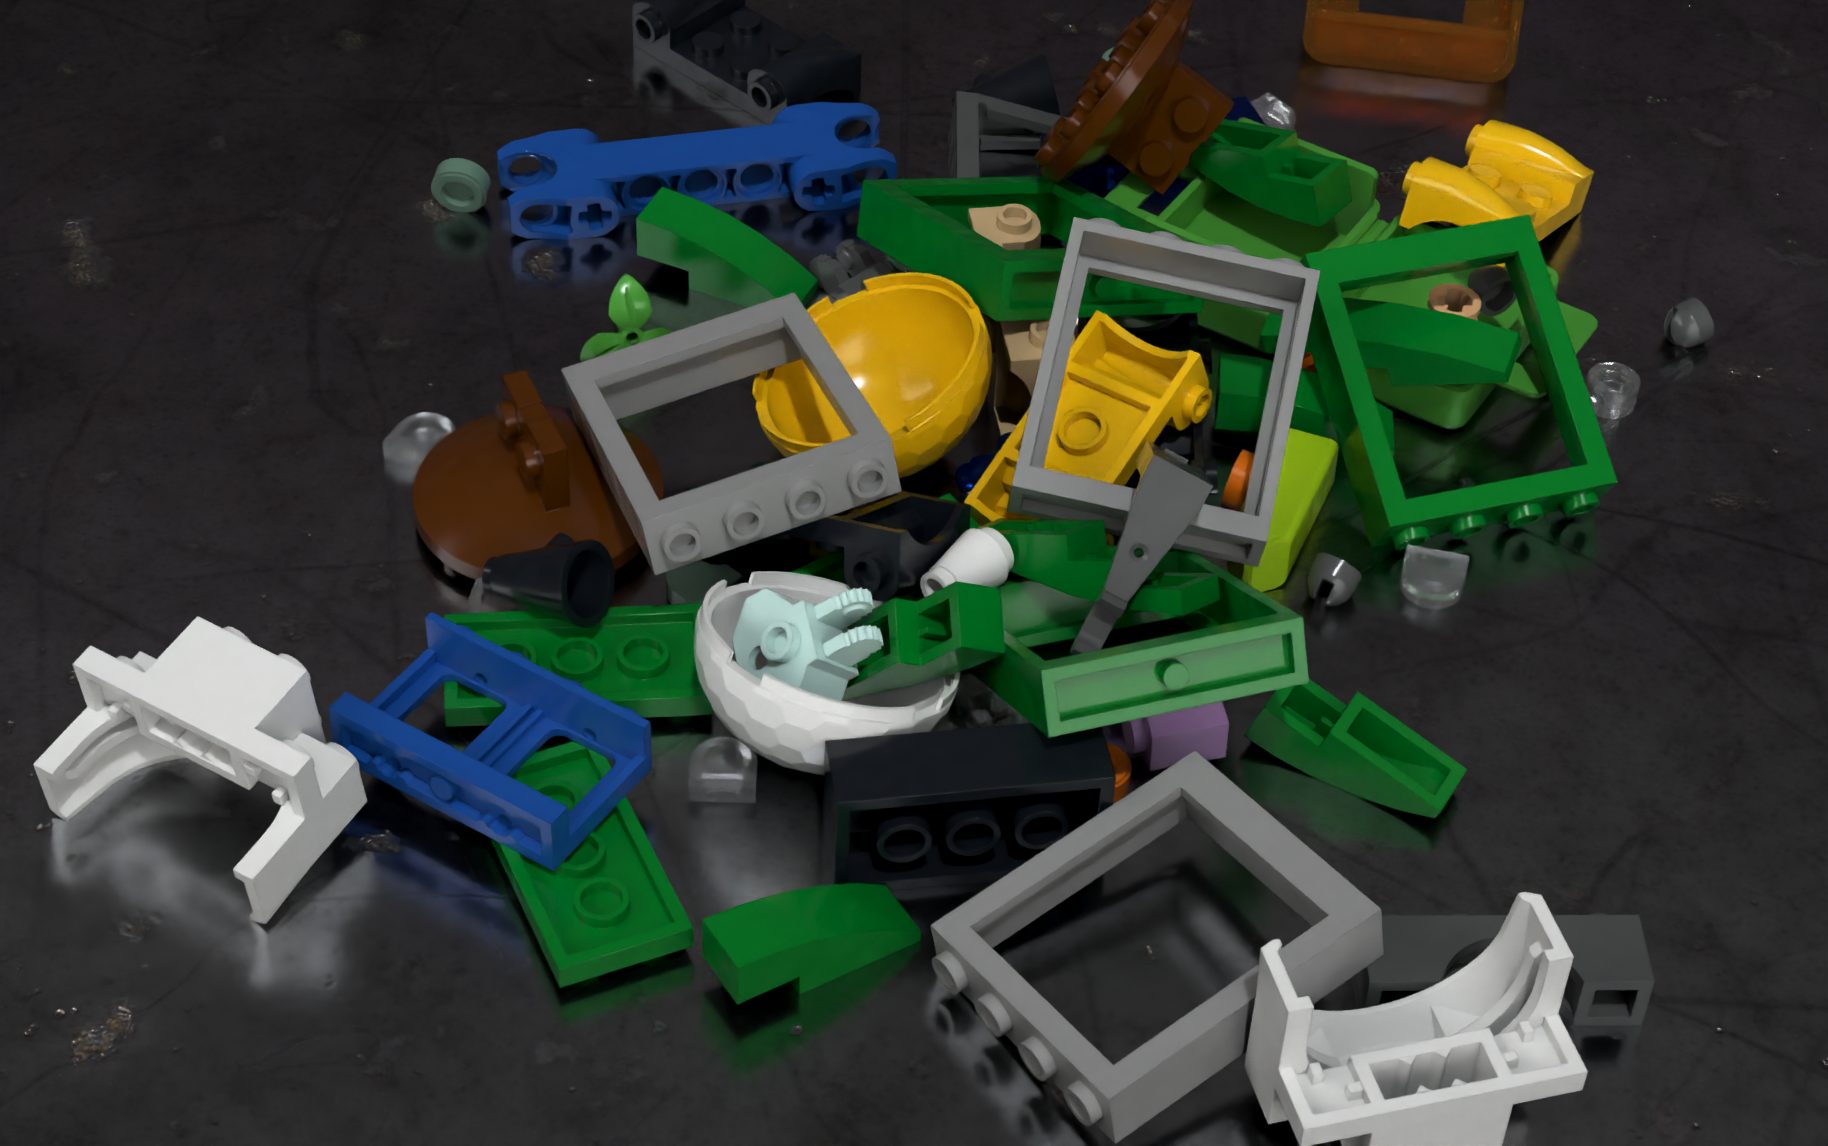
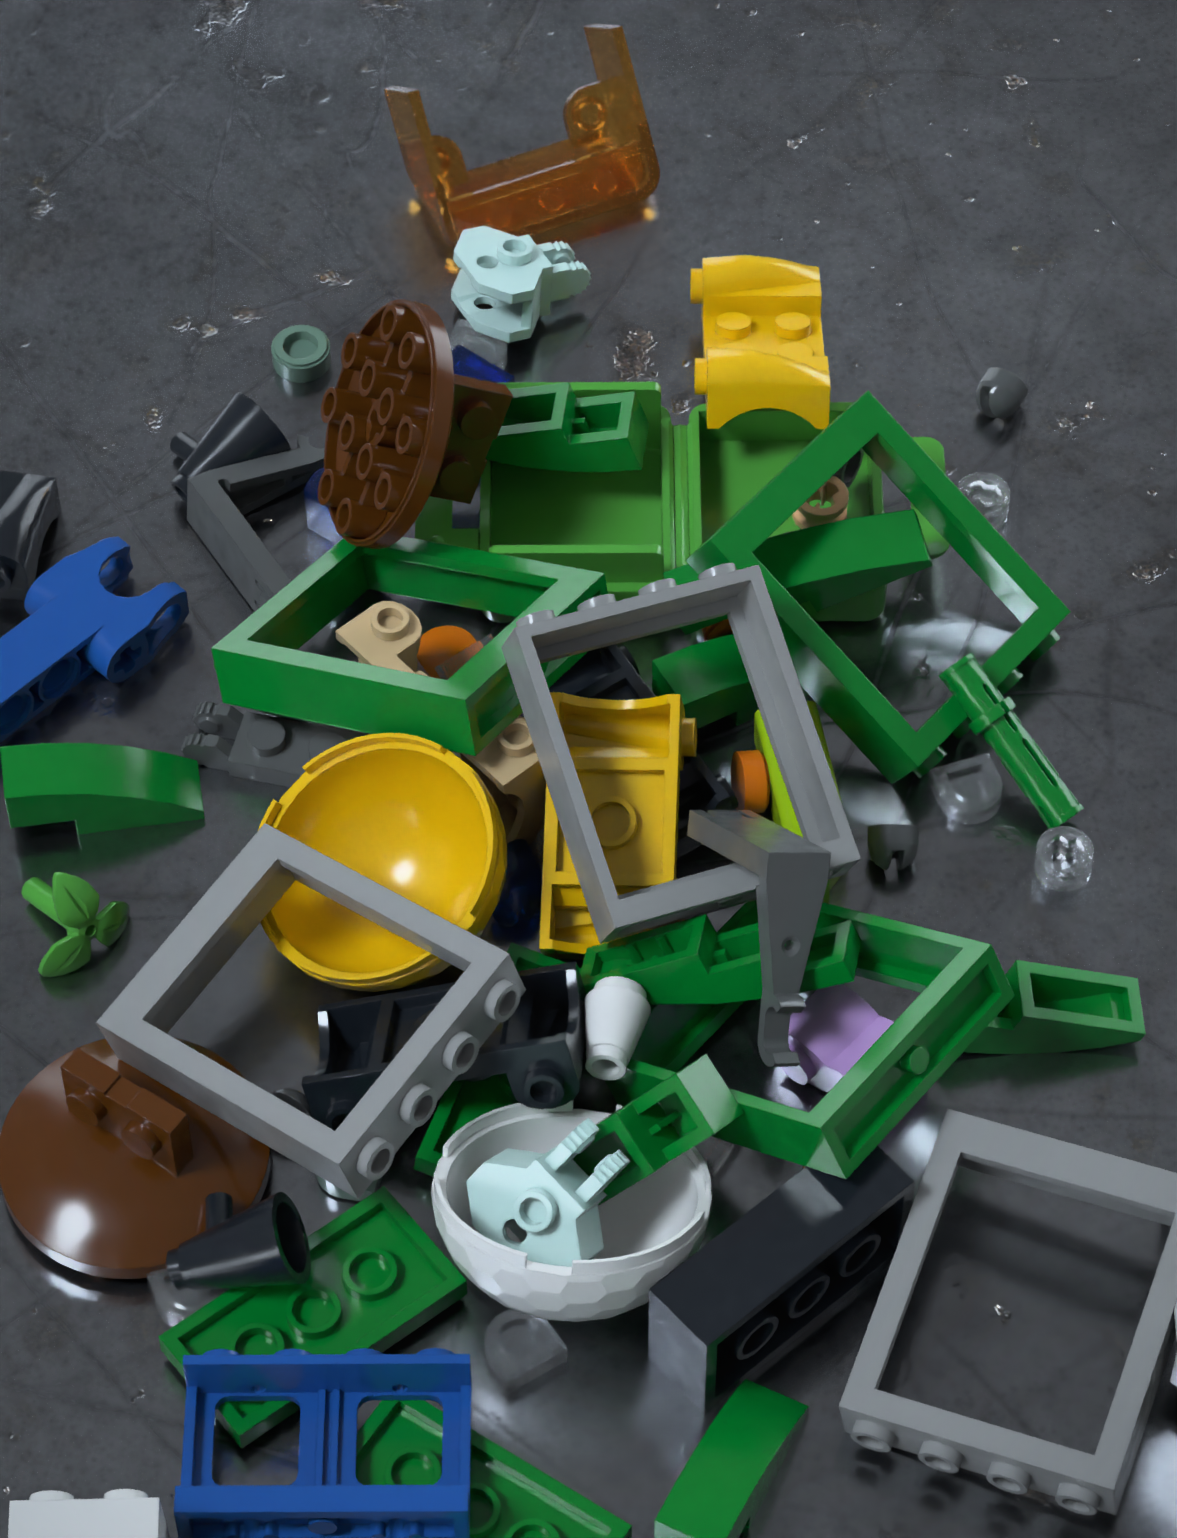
camera: 30 degrees left, 10 degrees up
(1330, 81) = (512, 278): none -> light aqua hinge
(1473, 675) = (1068, 843): none -> clear bush
(1483, 521) = (1010, 741): none -> green pin

